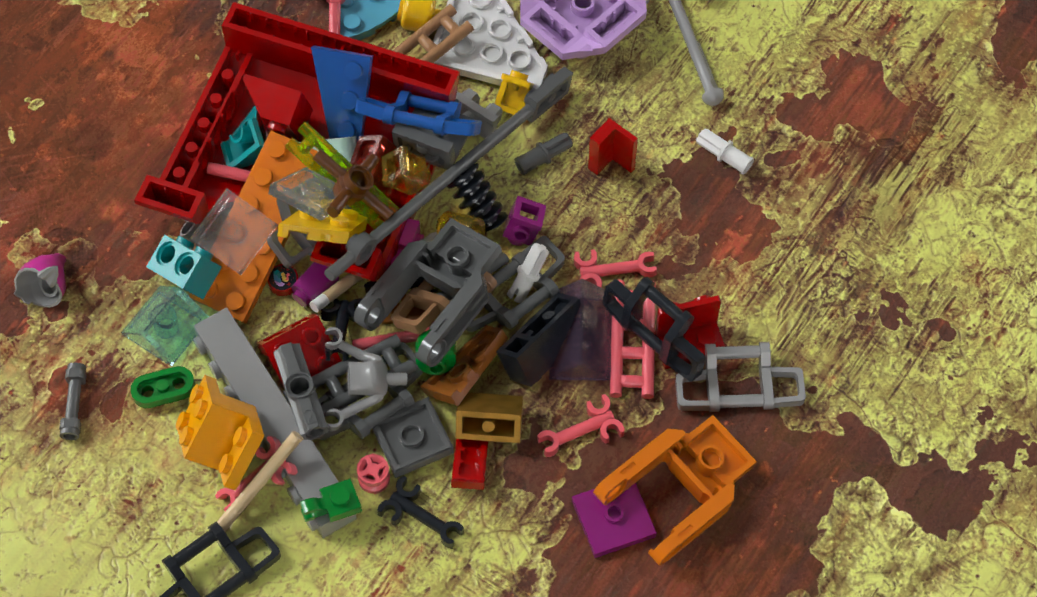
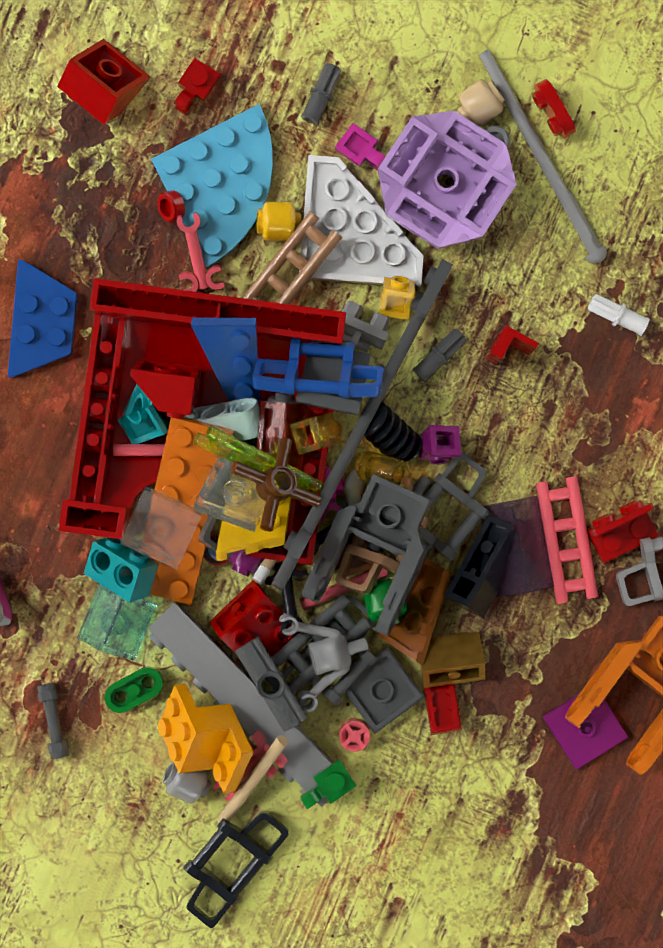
camera: 10 degrees left, 25 degrees up
(173, 57) = (41, 321): none -> blue wing
(190, 481) = (186, 786): none -> light grey head
(403, 501) = (385, 754): black bar -> none
(528, 272) = (456, 501): white axle -> none
(591, 272) = (512, 476): coral bar -> none
(601, 418) = (555, 630): coral bar -> none
(673, 341) = (613, 558): black bar -> none

